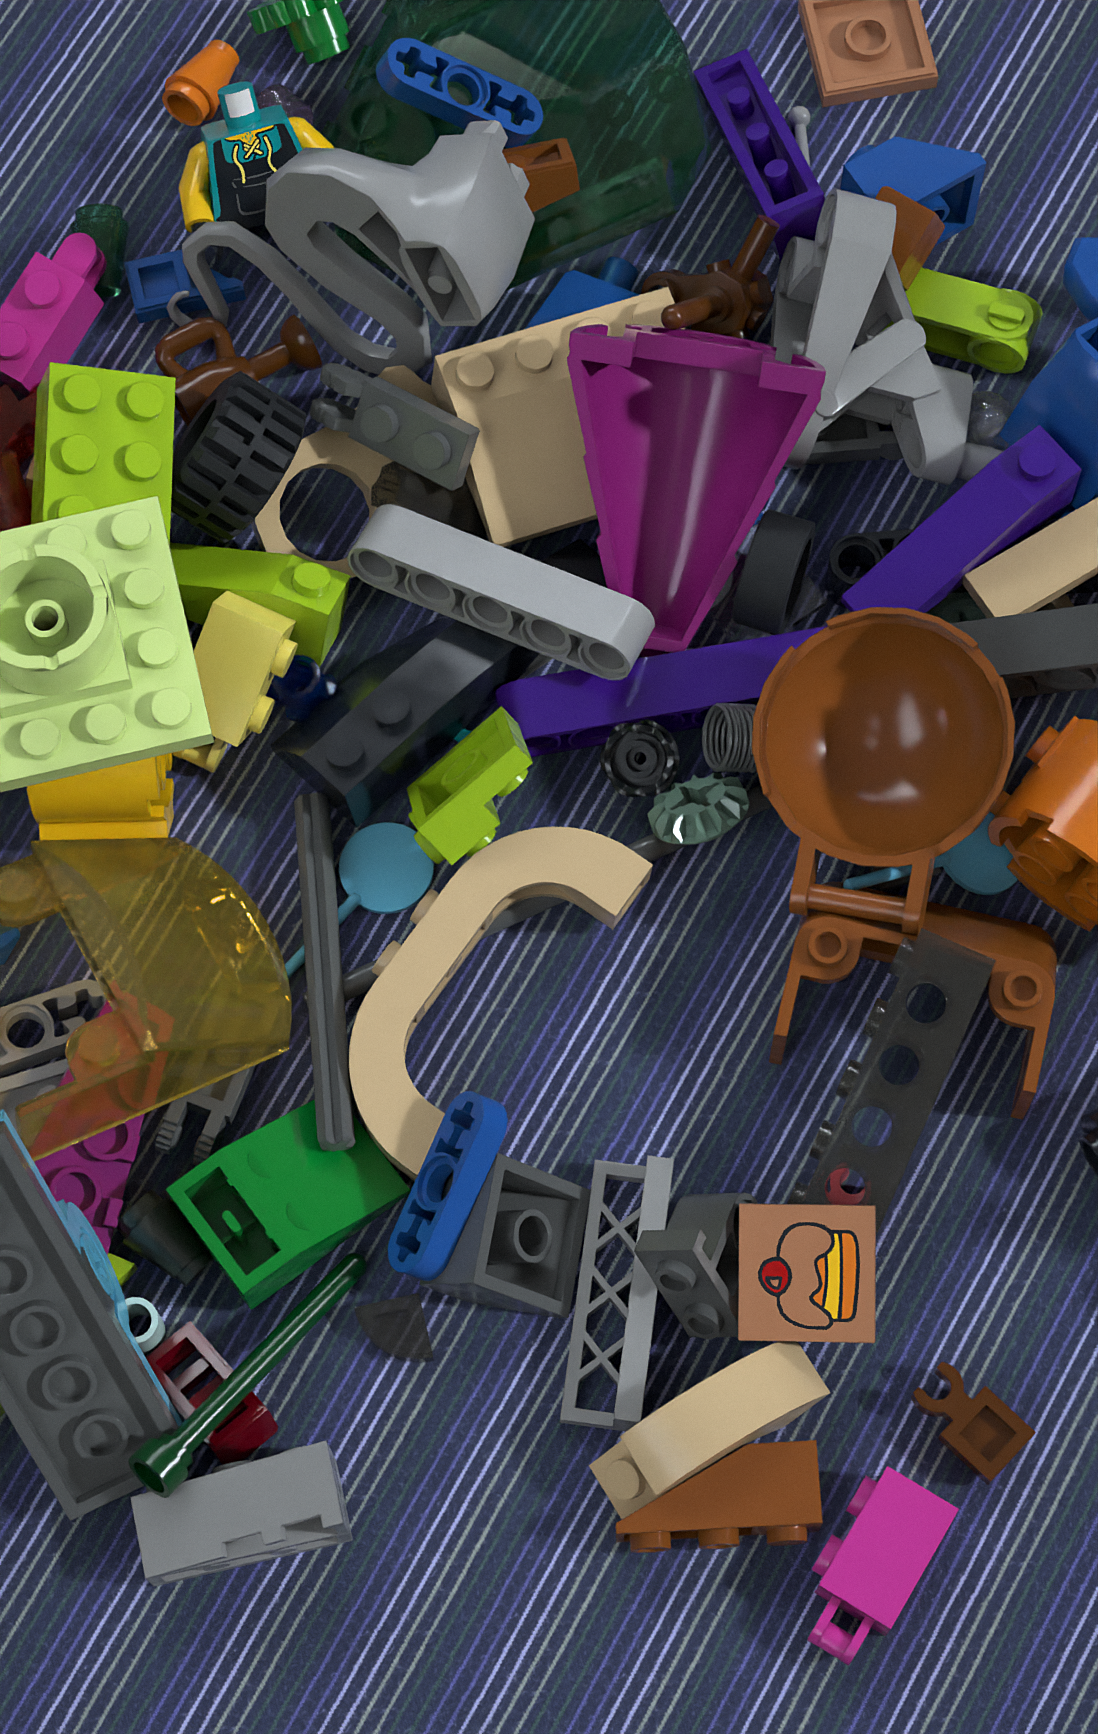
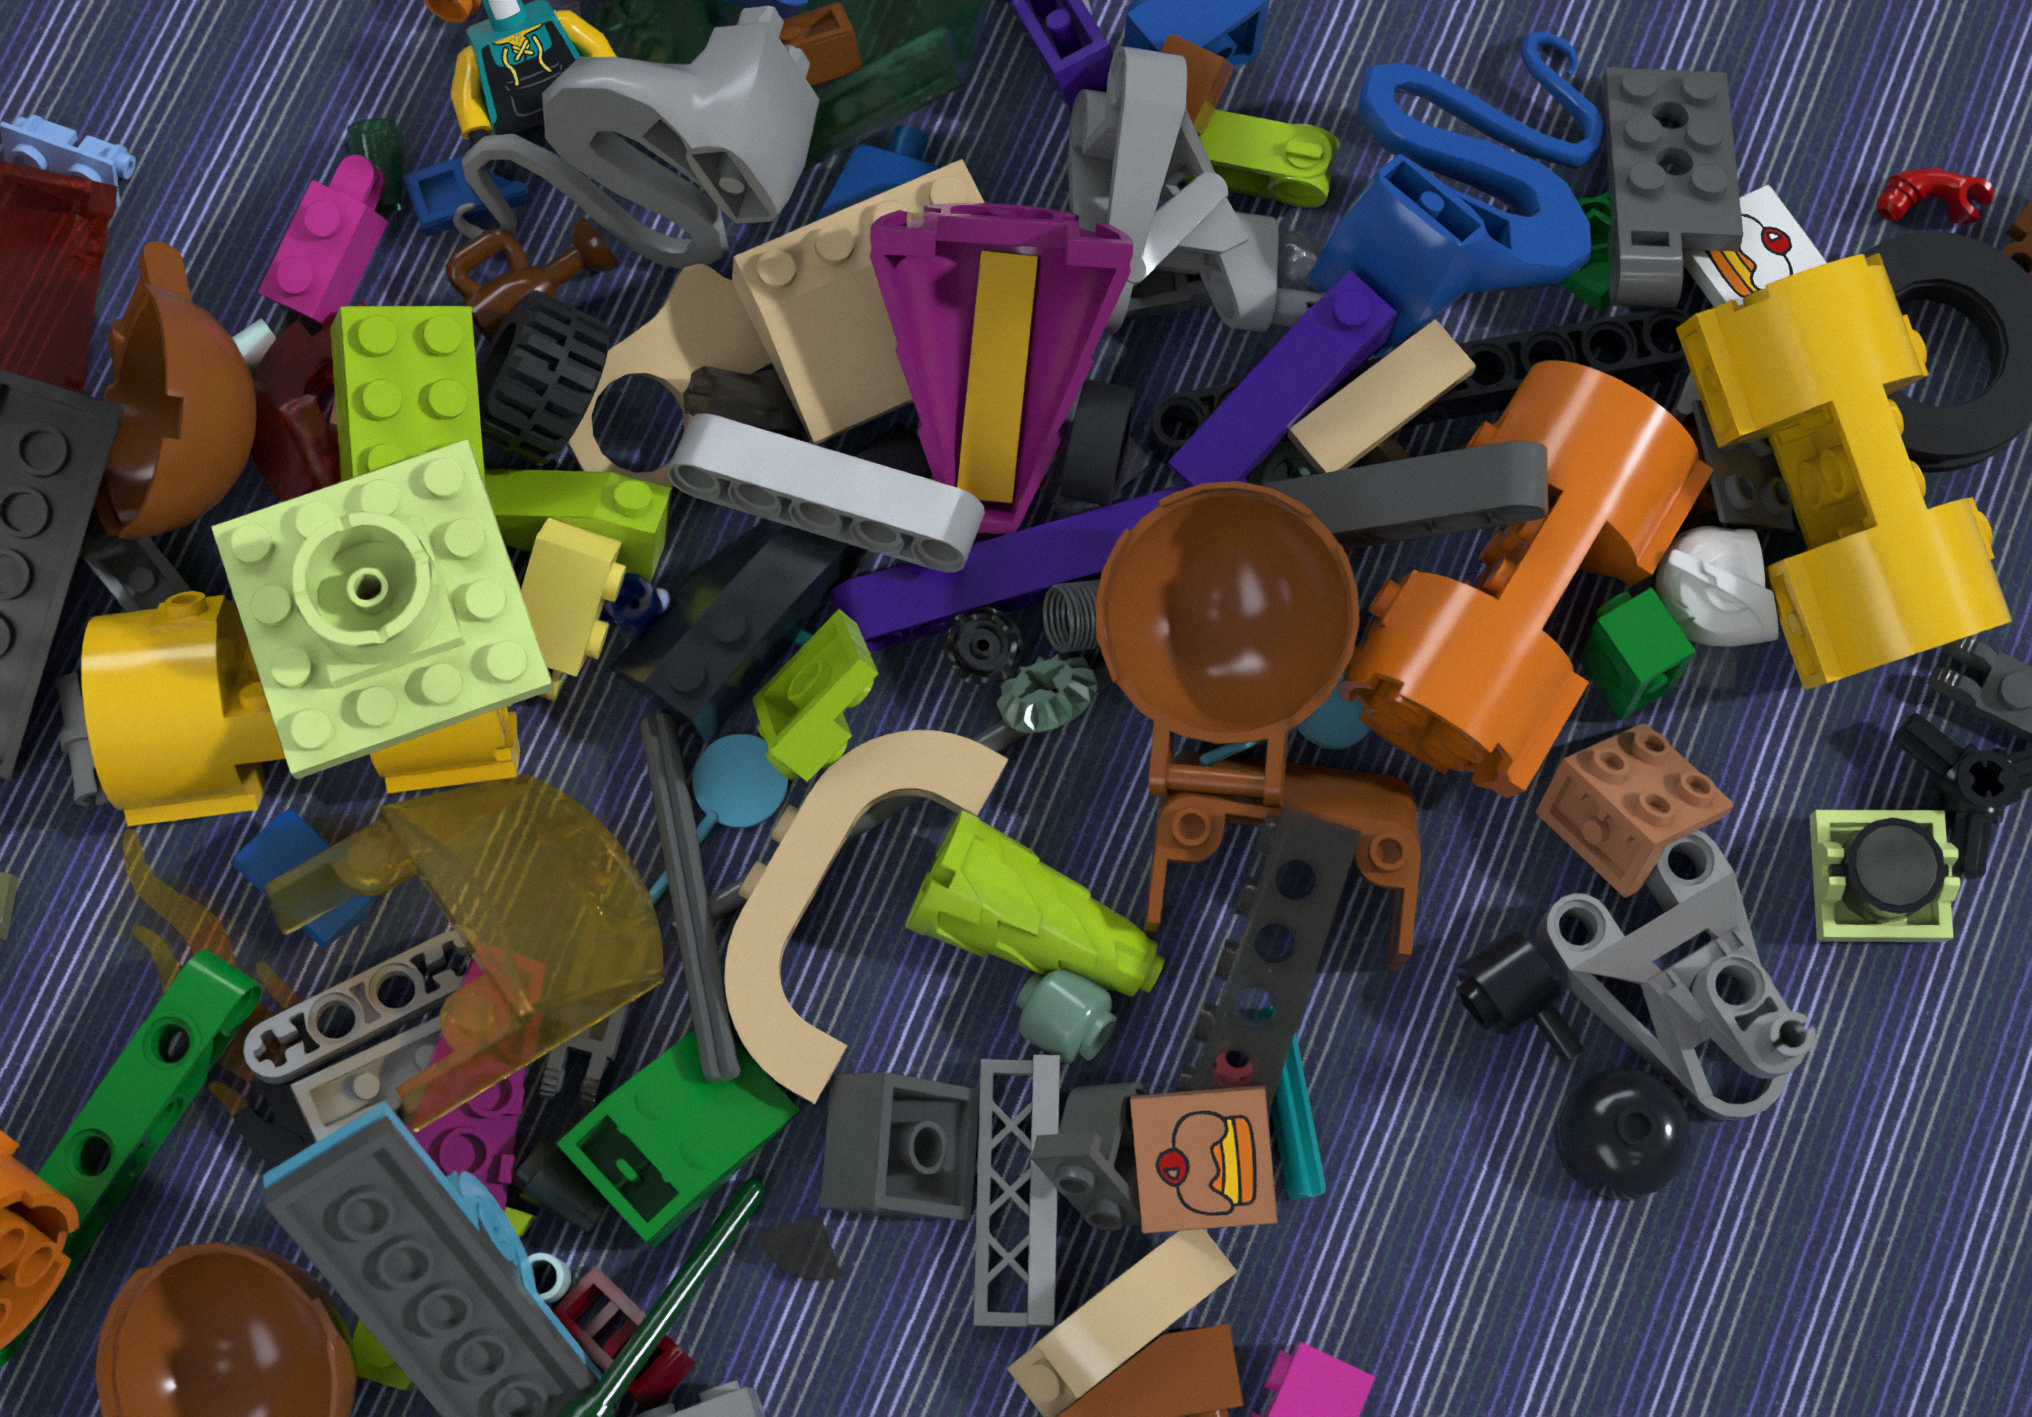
camera: 10 degrees left, 5 degrees up
(398, 425) = (702, 330): dark grey hinge -> none
(425, 1242) = (866, 1069): blue beam -> none
(635, 1006) = (1006, 903): none -> lime cone
(681, 496) = (997, 375): none -> yellow sticker
(684, 1123) = (1065, 1015): none -> sand green head
(725, 297) = (1016, 160): reddish brown piece -> none
(904, 1258) = (1296, 1127): none -> teal axle
(980, 1430) = (1387, 1290): reddish brown plate -> none

